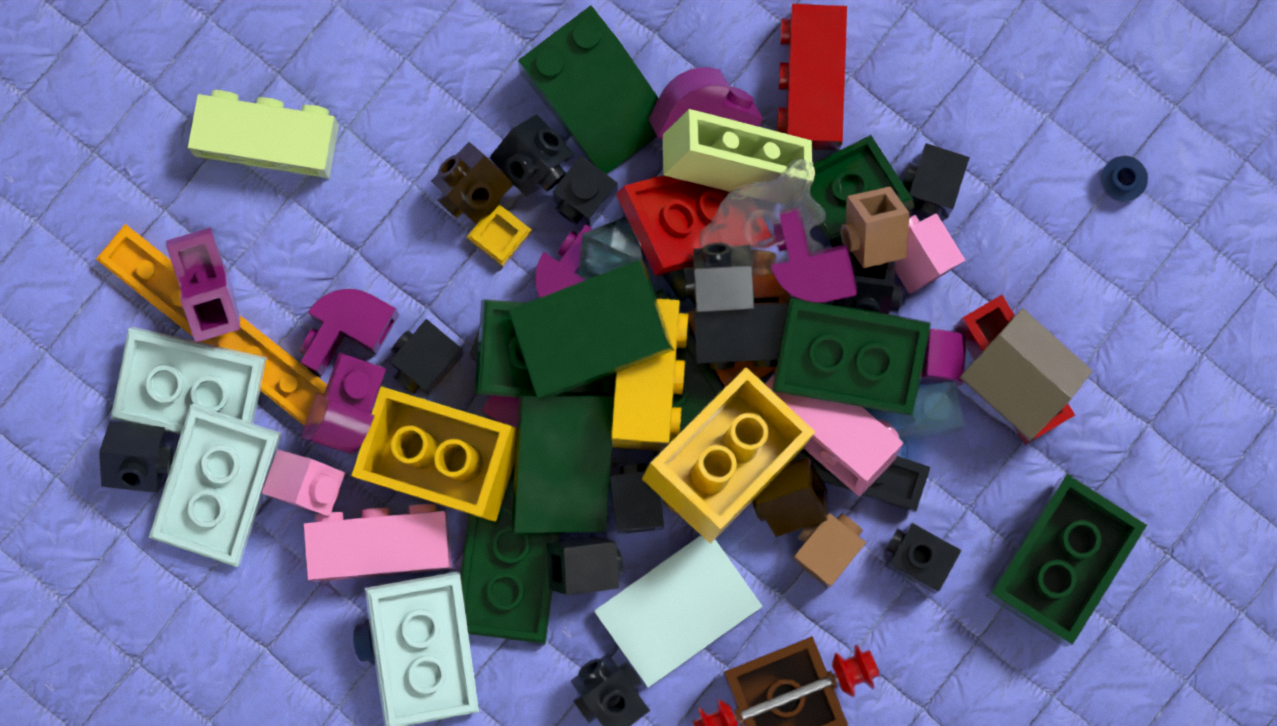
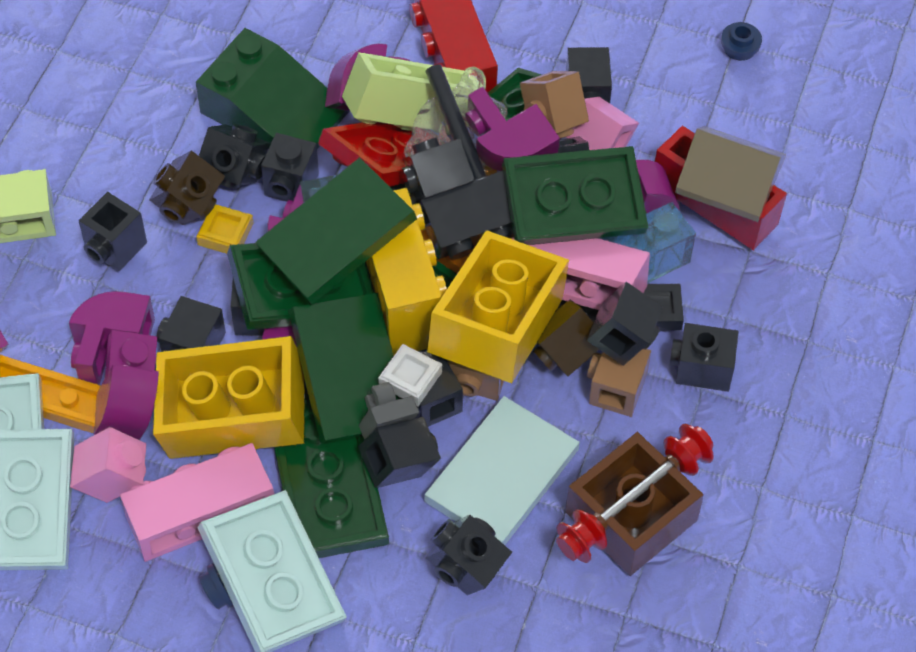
camera: 20 degrees left, 25 degrees down
(380, 214) = (112, 232): none -> black brick
(581, 529) = (385, 409): none -> dark grey tile
(617, 497) = (411, 374): none -> white tile
(761, 229) = (454, 117): none -> black bar
(845, 518) = (625, 324): none -> black brick
(1066, 560) = (833, 315): dark green brick -> none

